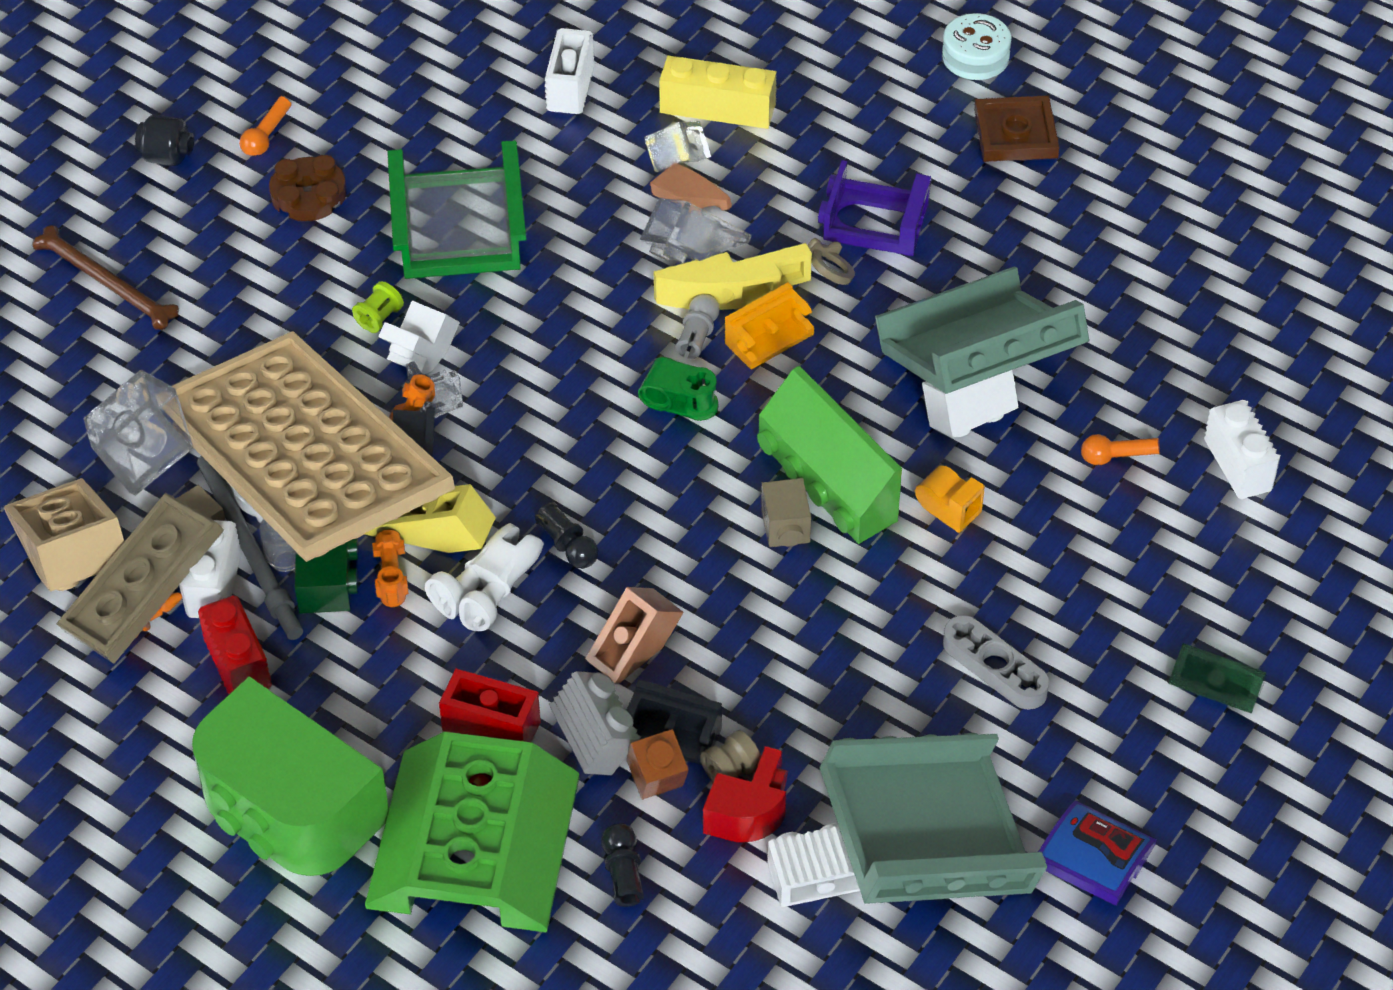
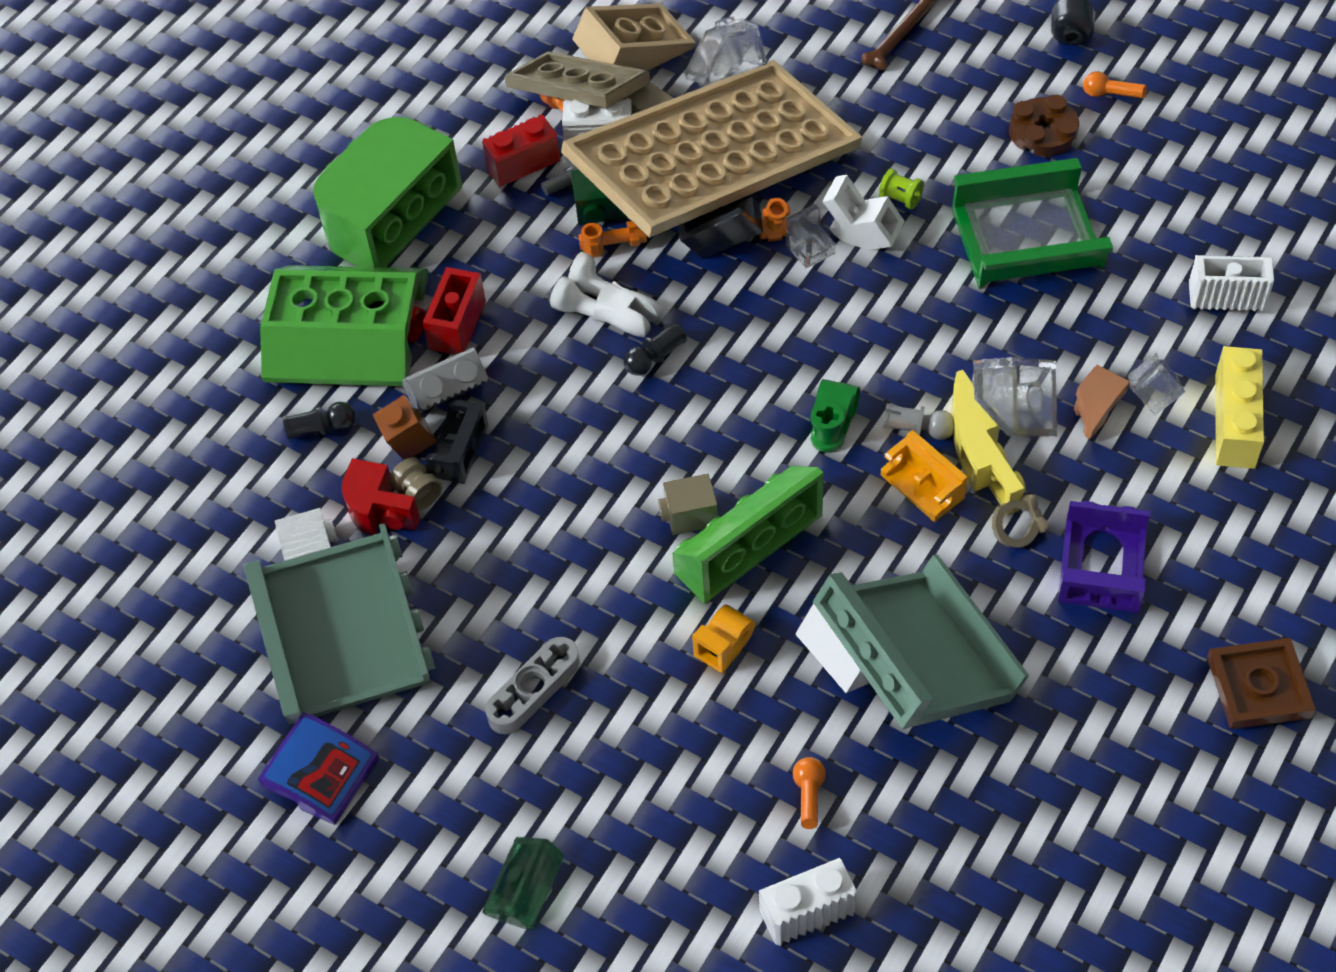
camera: 90 degrees right, 5 degrees up
(448, 524) = (657, 263): light yellow slope -> none
(633, 632) = (550, 405): nougat slope -> none

